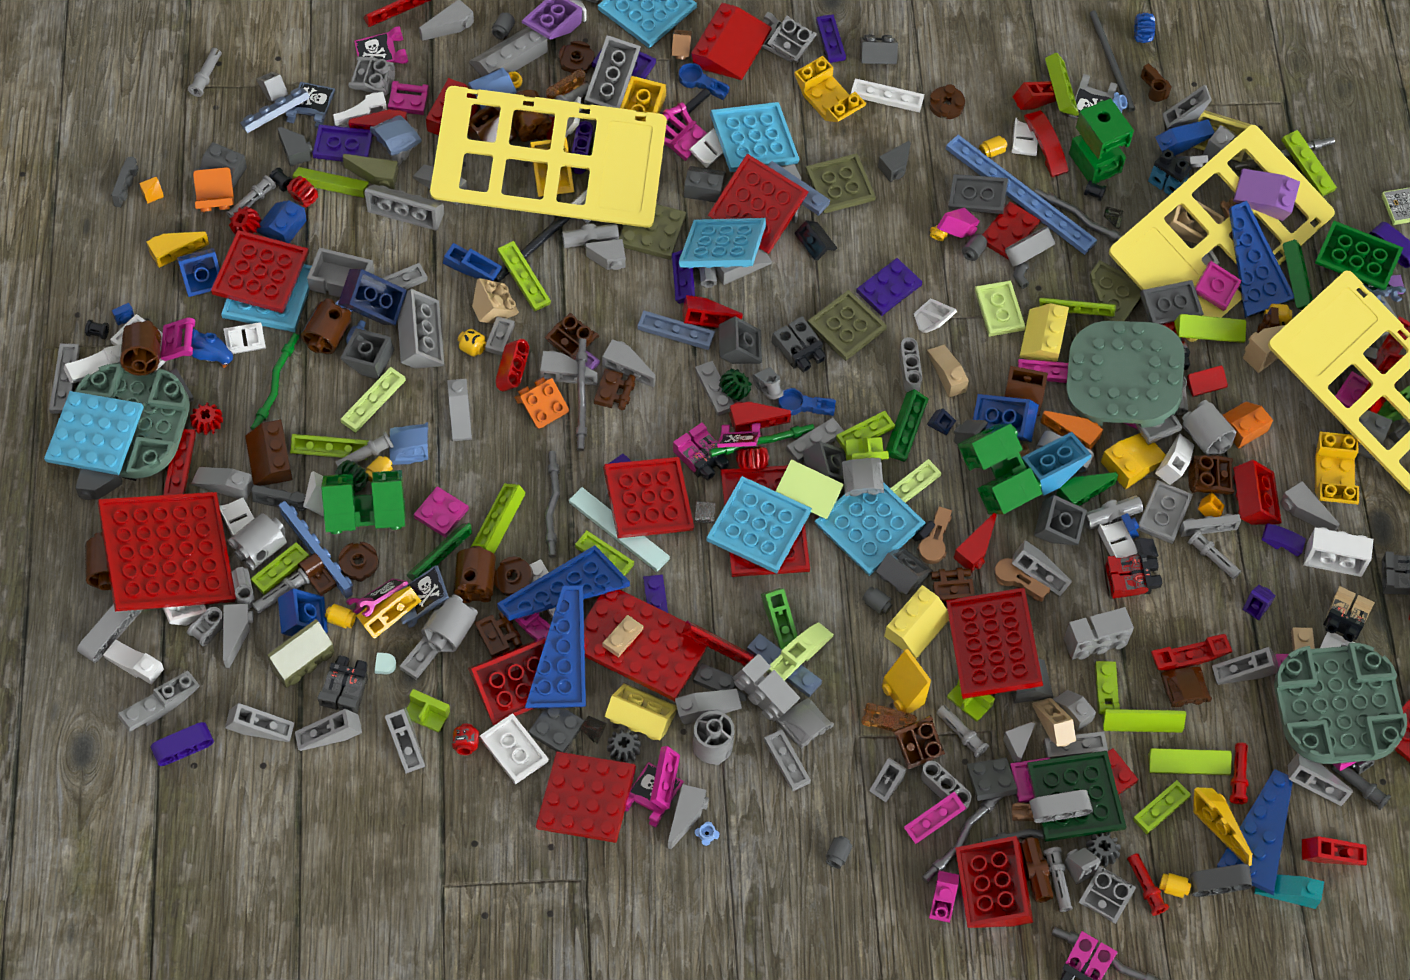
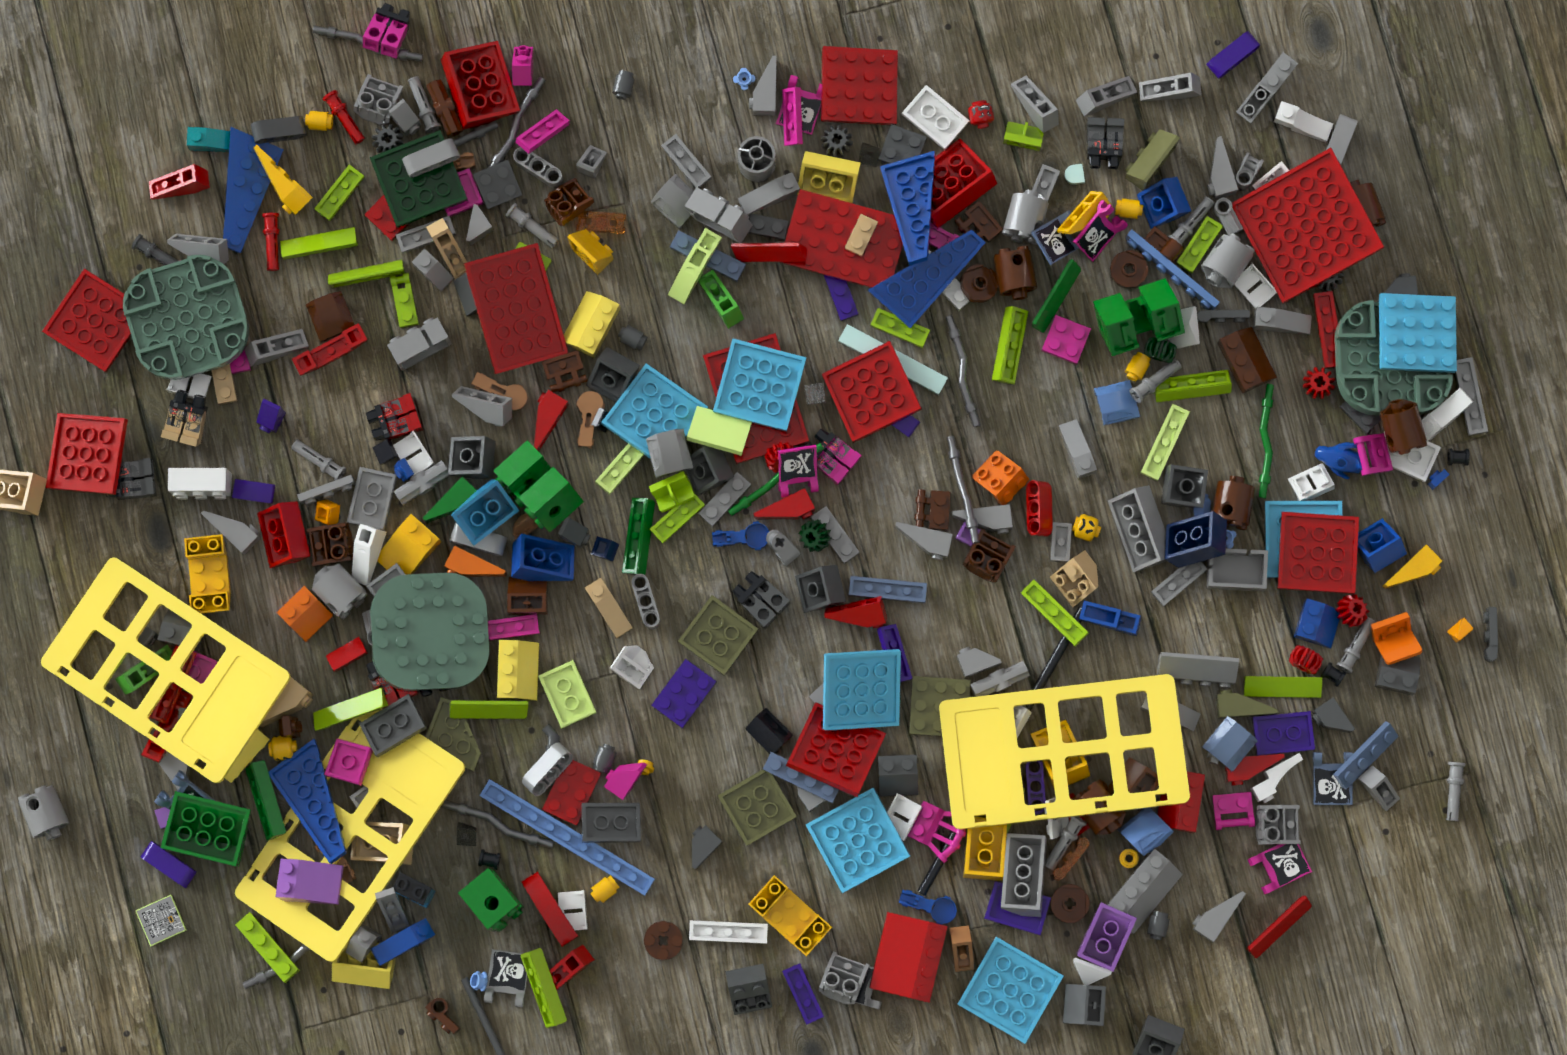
camera: 175 degrees right, 20 degrees up
(1188, 109) = (405, 971): light grey slope -> none

